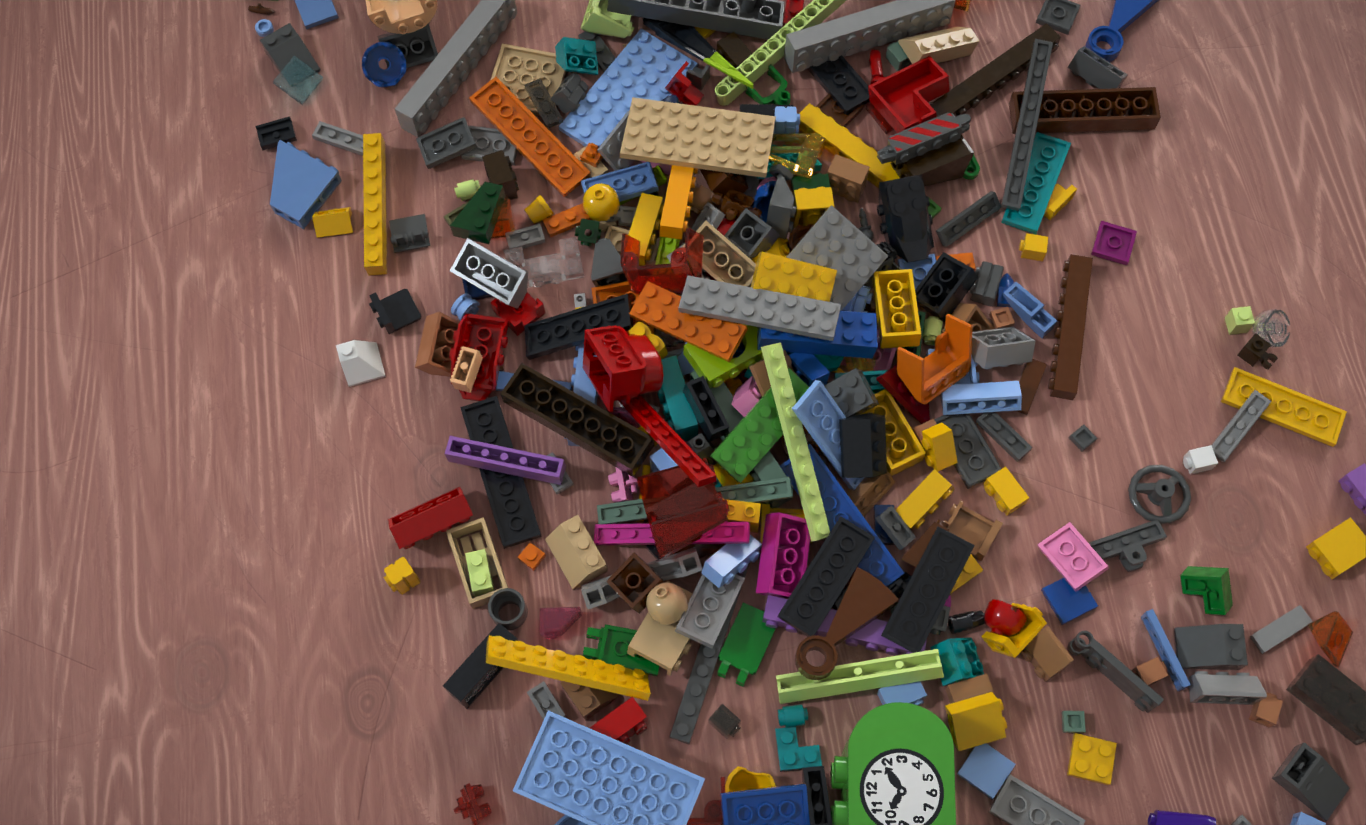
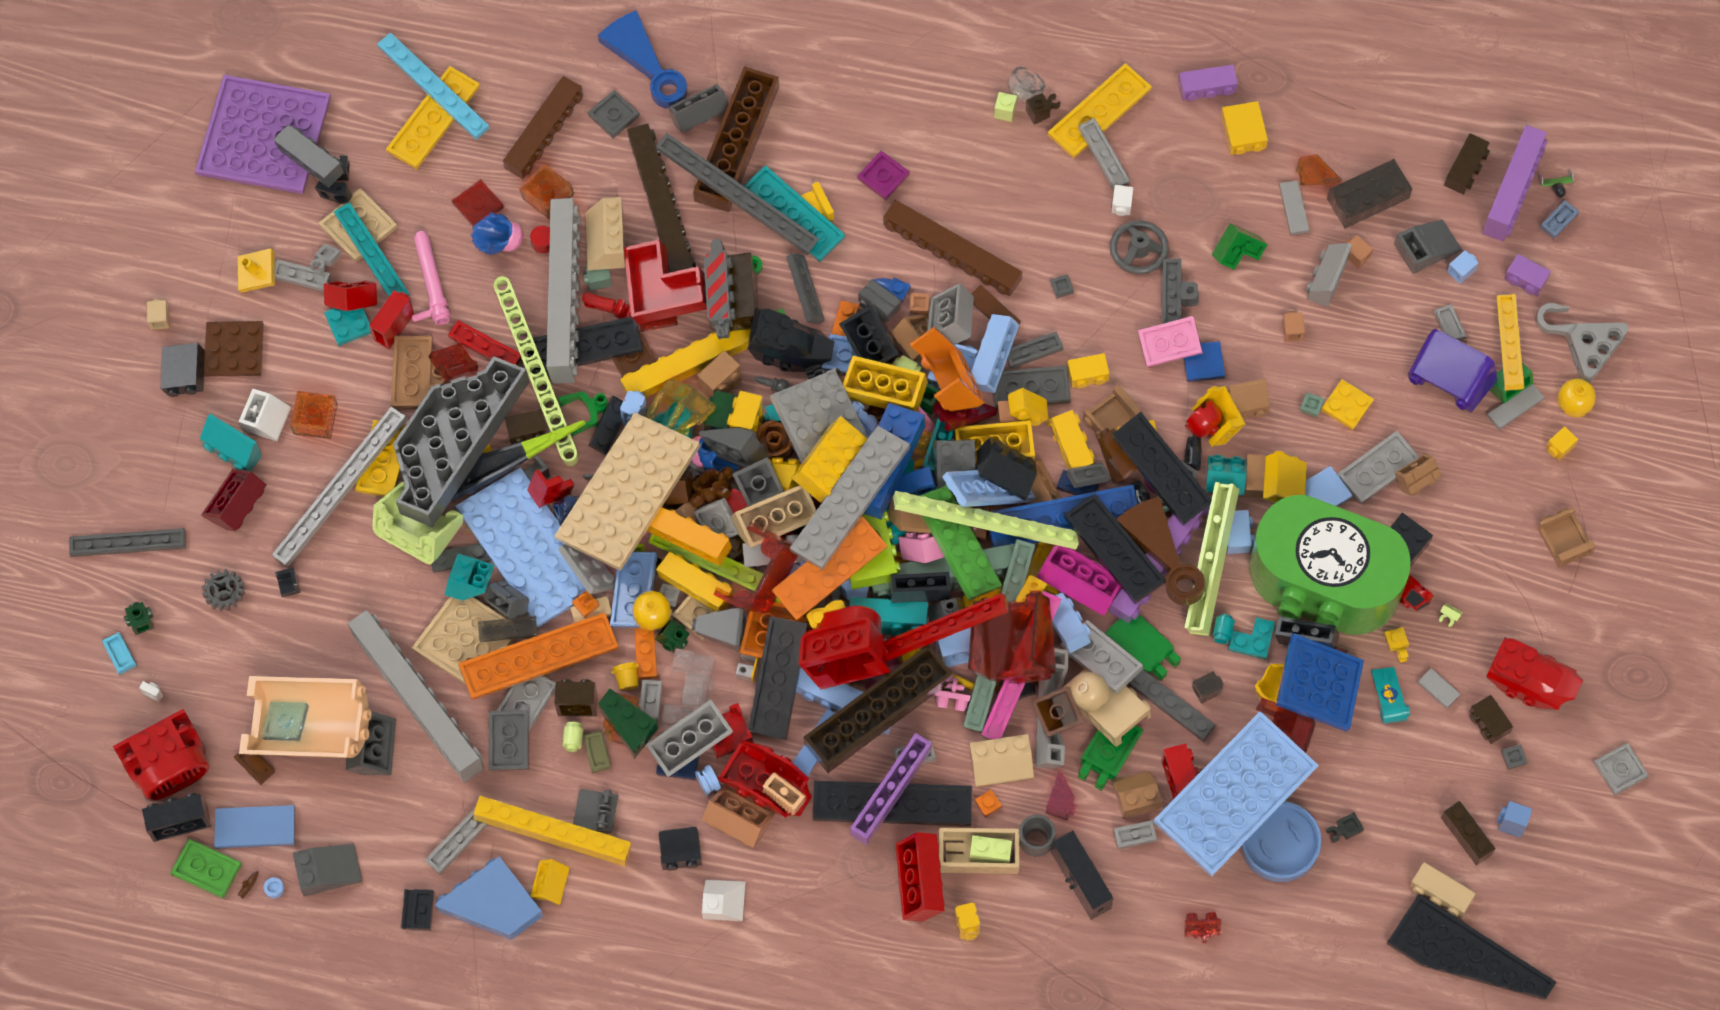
camera: 70 degrees left, 0 degrees up
(298, 80) = (362, 868): clear light blue tile -> none
(377, 75) = (395, 763): blue plate -> none
(567, 667) = (1116, 795): yellow plate -> none
(780, 169) = (694, 431): dark grey tile -> none
(1030, 309) = (922, 275): medium blue slope -> none
(1033, 247) = (859, 244): yellow brick -> none
(1100, 658) = (1268, 358): dark grey hinge -> none
(1165, 650) = (1278, 305): medium blue tile -> none
(1211, 647) = (1289, 268): dark grey slope -> none

